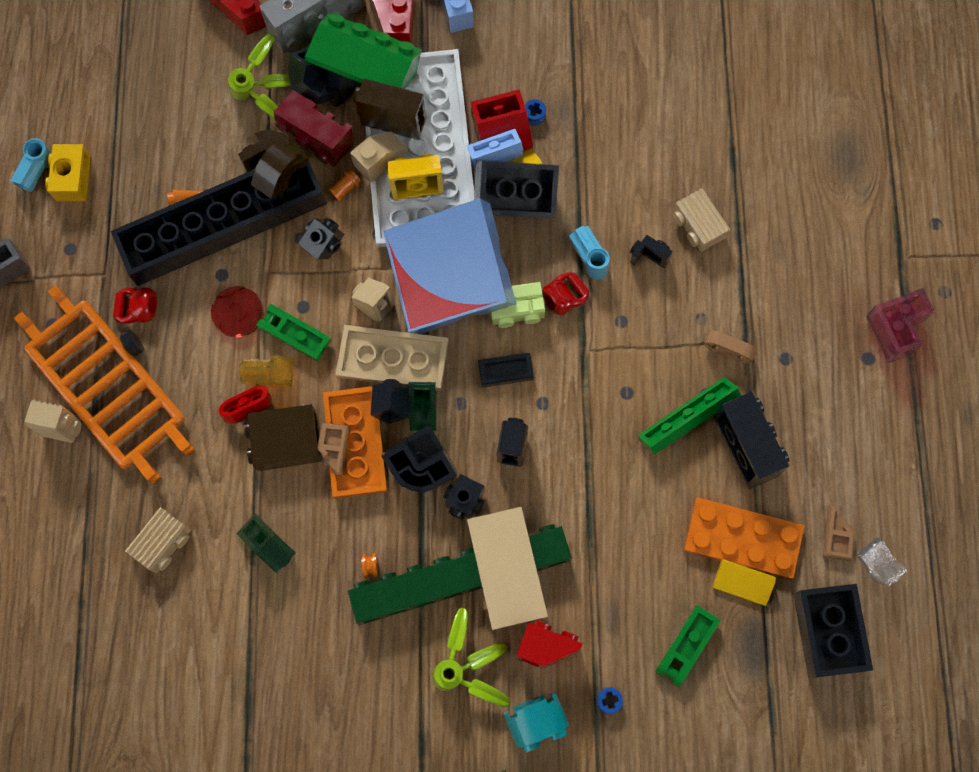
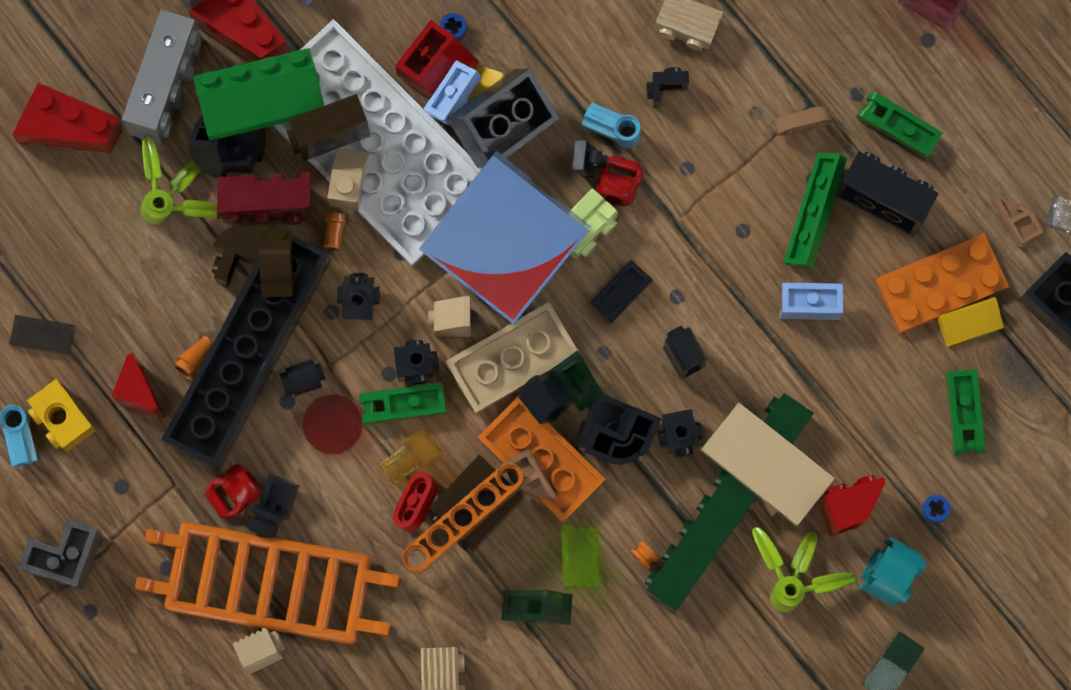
camera: 45 degrees left, 5 degrees up
(105, 115) = (42, 335): none -> clear smoke tile
(128, 186) = (134, 389): none -> red slope
(155, 332) = (276, 500): none -> black bracket
(241, 264) = (302, 378): none -> black brick
(248, 432) = (469, 504): none -> orange beam
(322, 309) = (408, 354): none -> black brick
(324, 531) = (580, 557): none -> clear neon green panel
(415, 177) = (401, 173): yellow slope -> none
(553, 261) = (587, 158): none -> black tile
(634, 476) = (812, 301): none -> light blue panel
(800, 402) = (899, 125): none -> green plate

